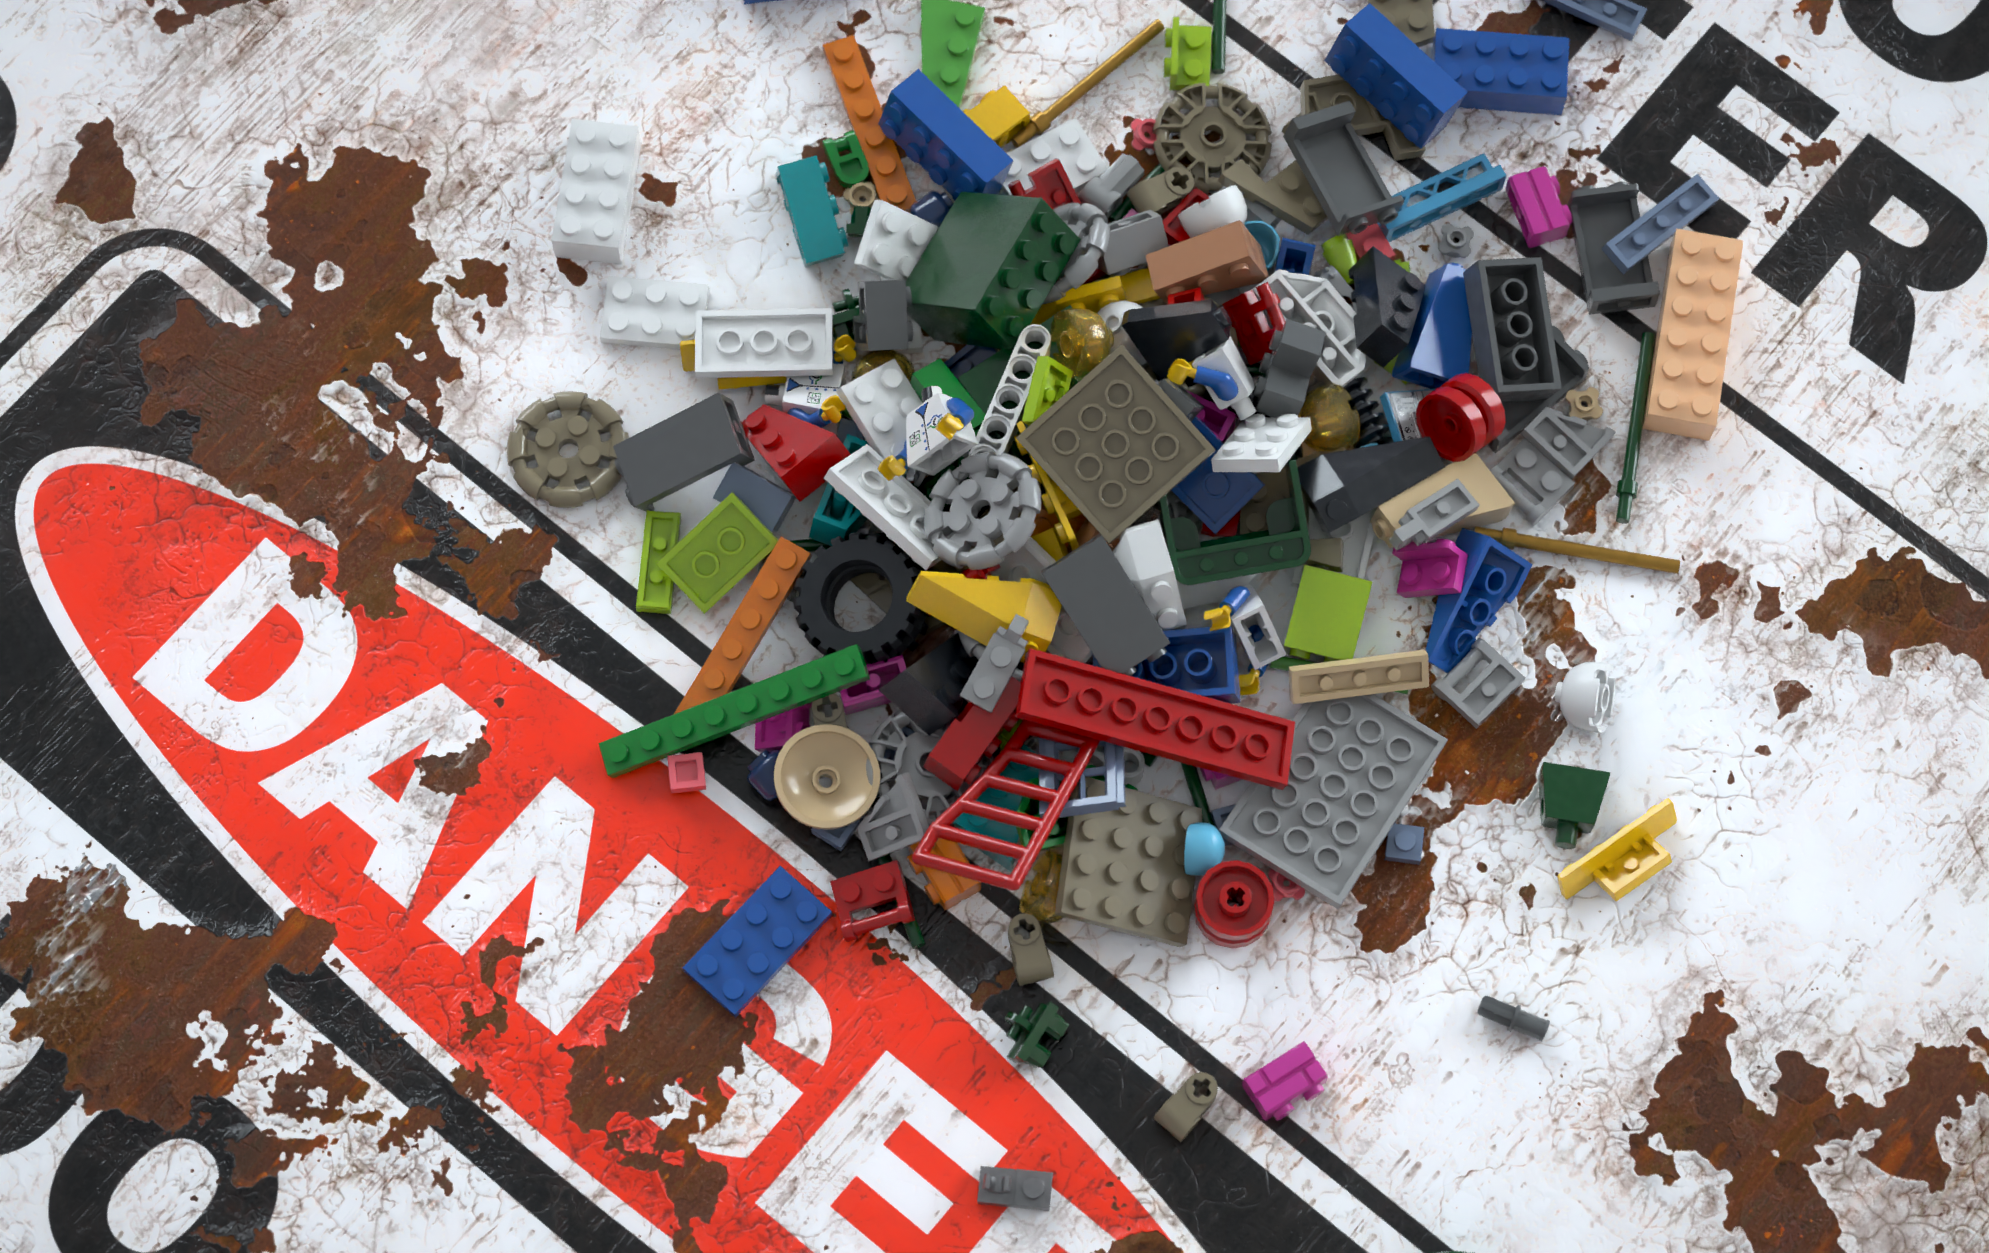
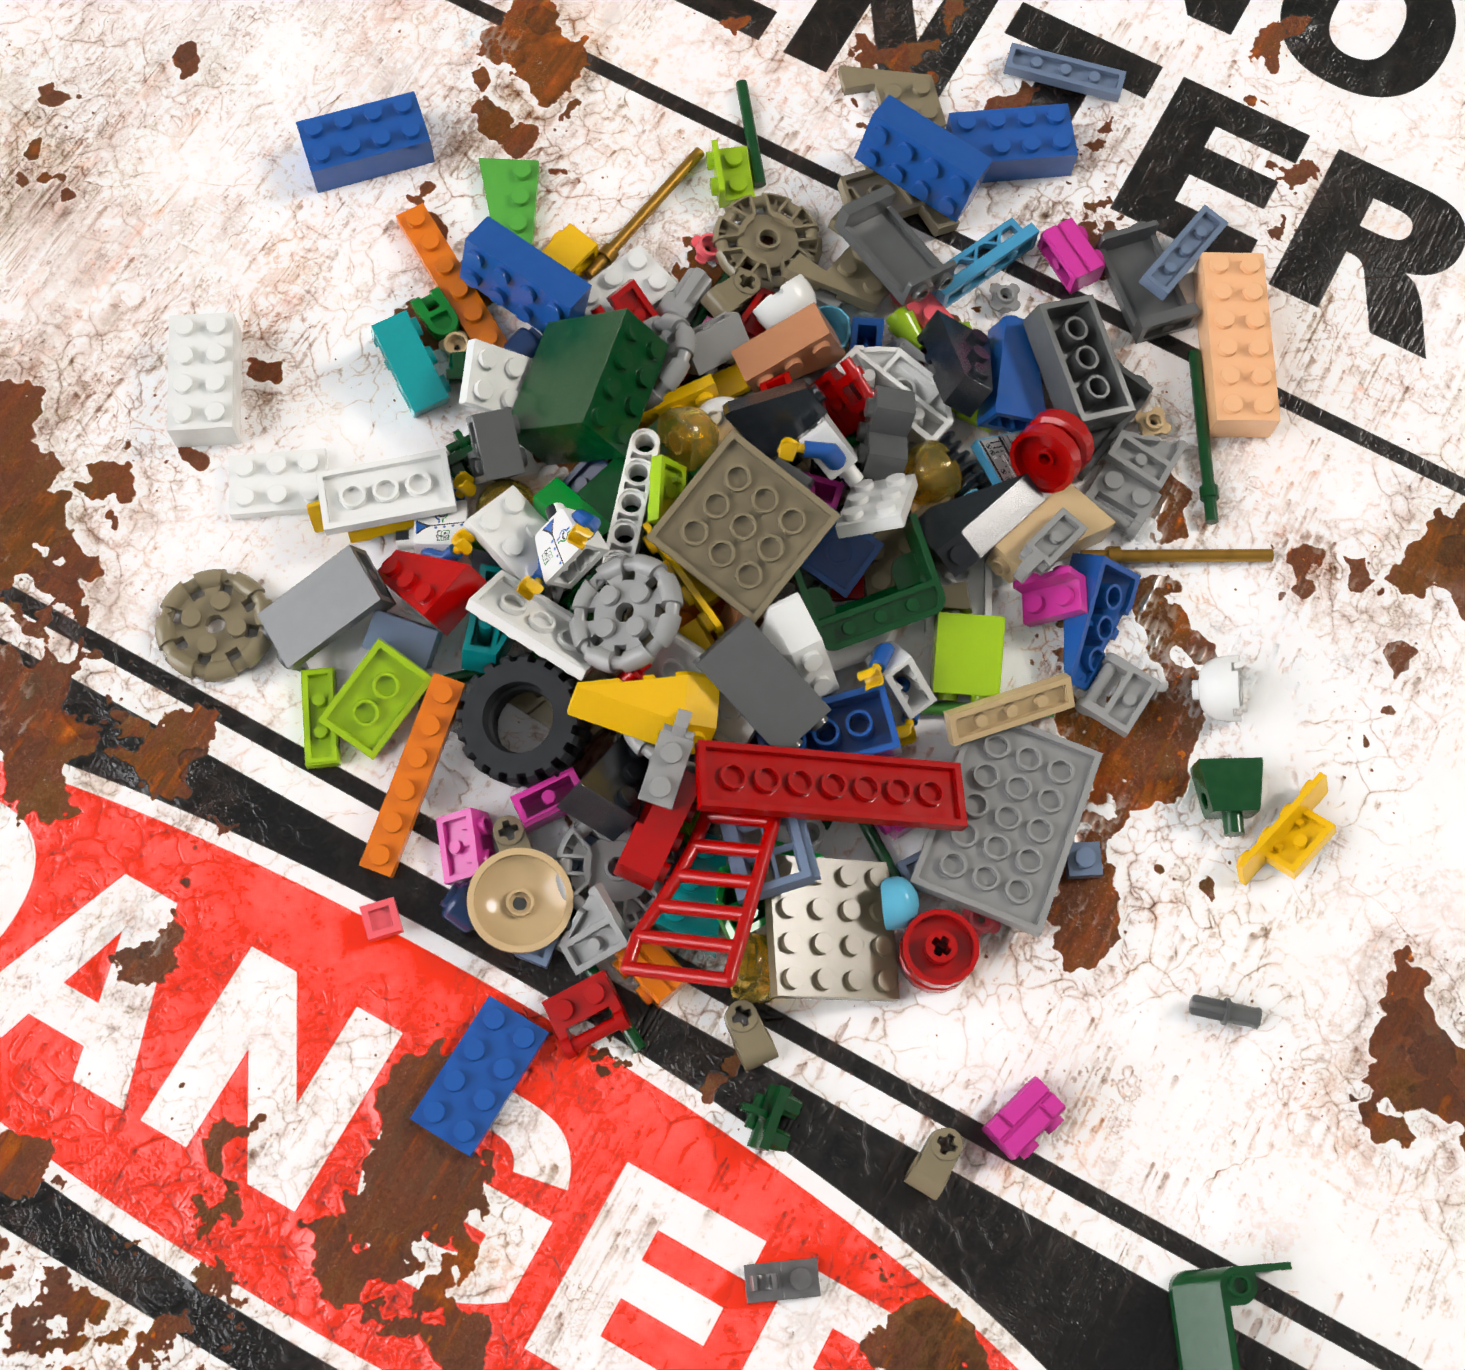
camera: 15 degrees left, 0 degrees up
(734, 711) = (417, 851): green plate -> none

